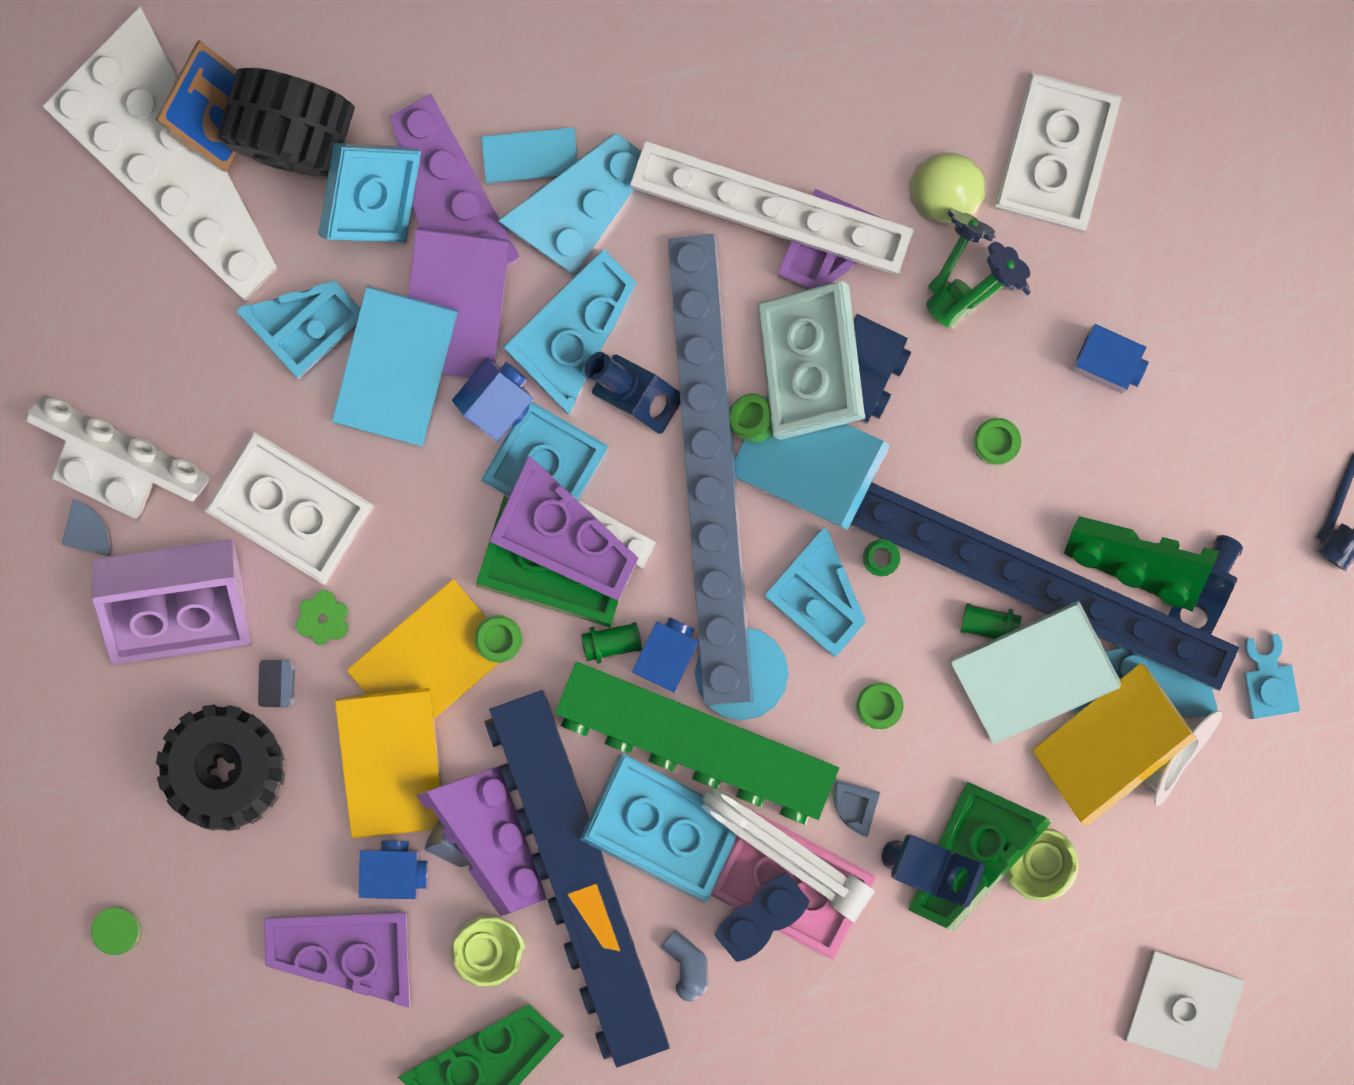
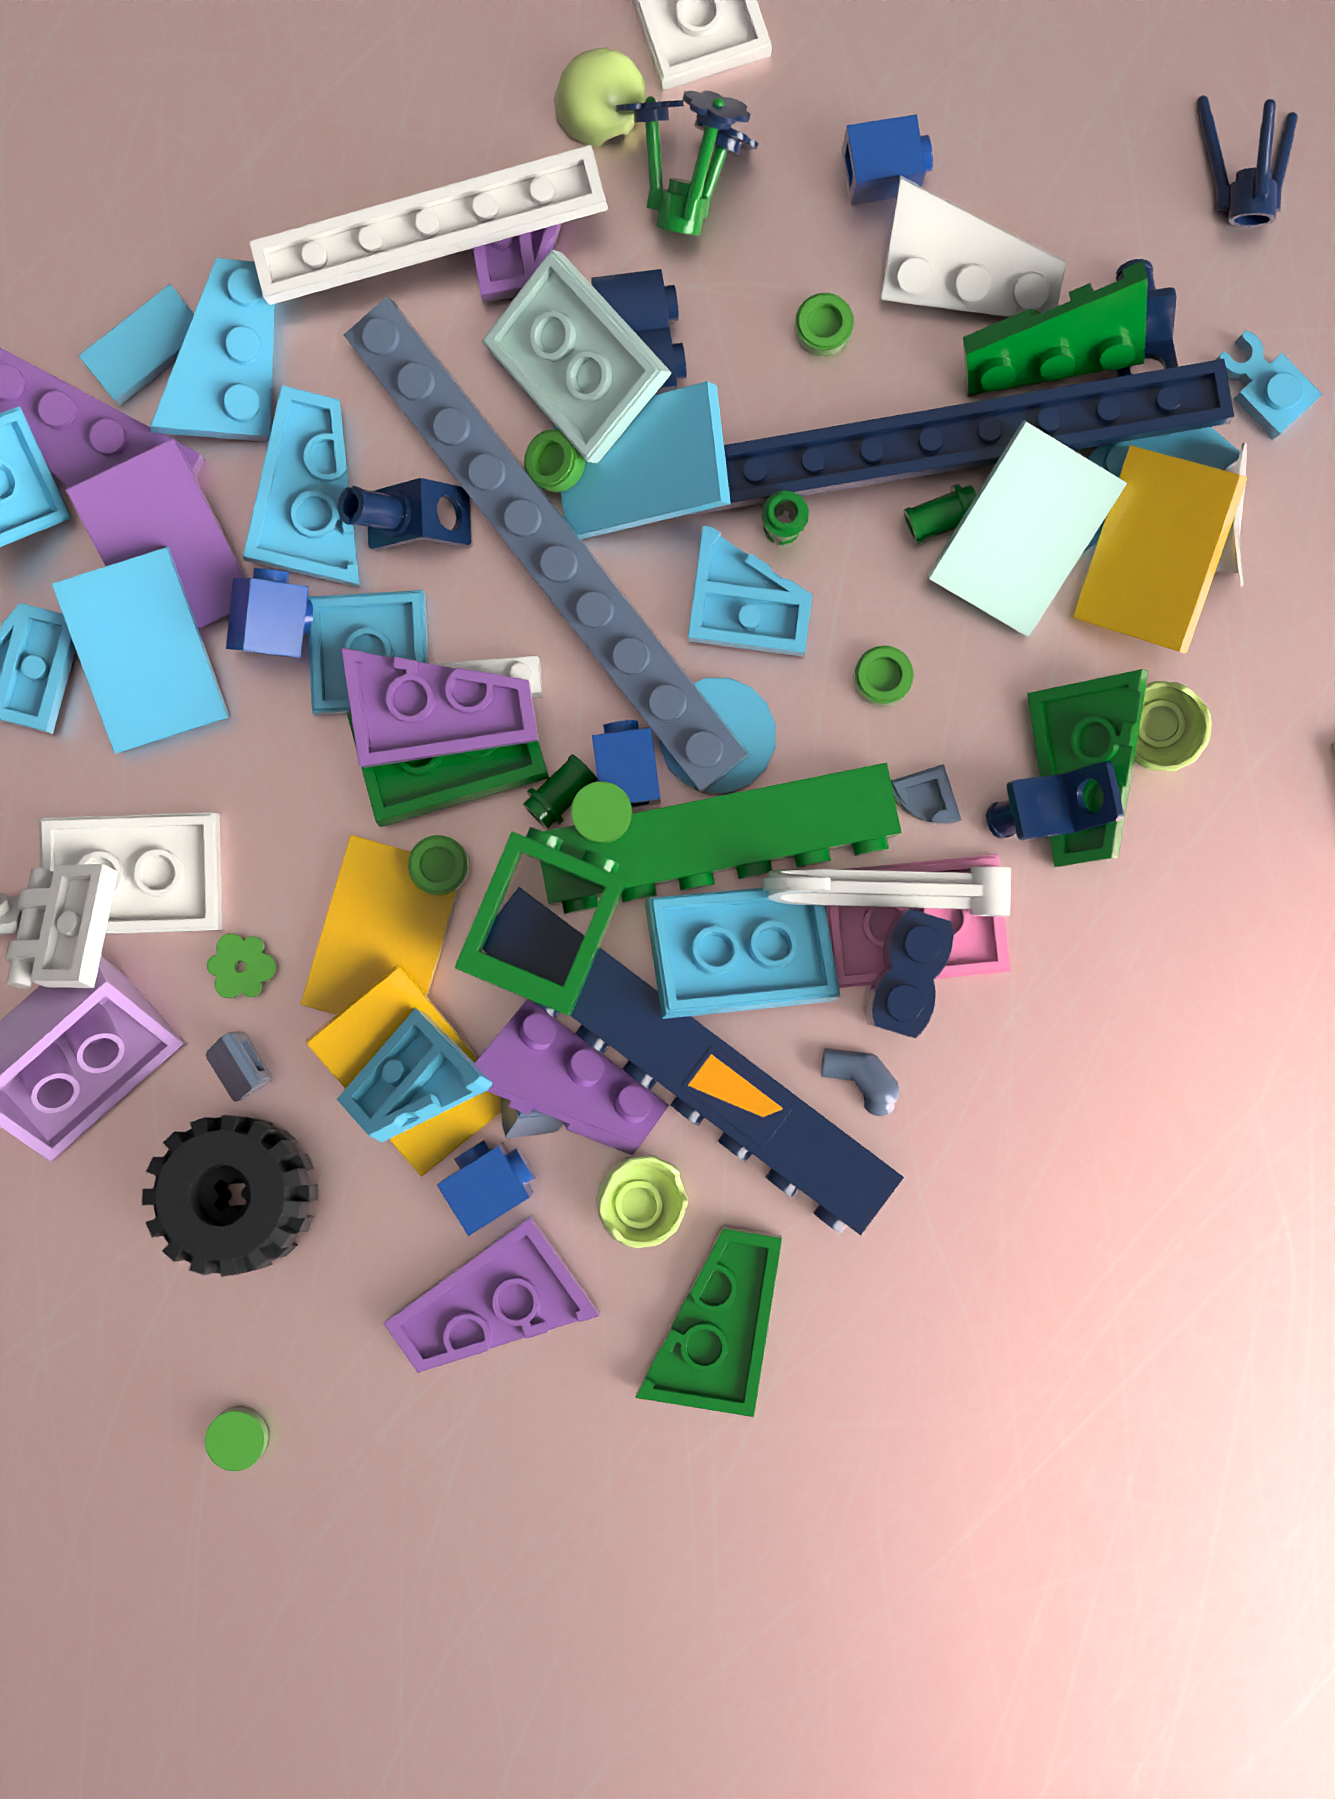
camera: 30 degrees left, 0 degrees up
(233, 526) = (61, 926): none -> white plate
(389, 771) = (411, 1080): none -> medium azure wing
(501, 751) = (520, 981): none -> green window
(628, 677) = (601, 812): none -> bright green tile
(1111, 461) = (962, 262): none -> white wing

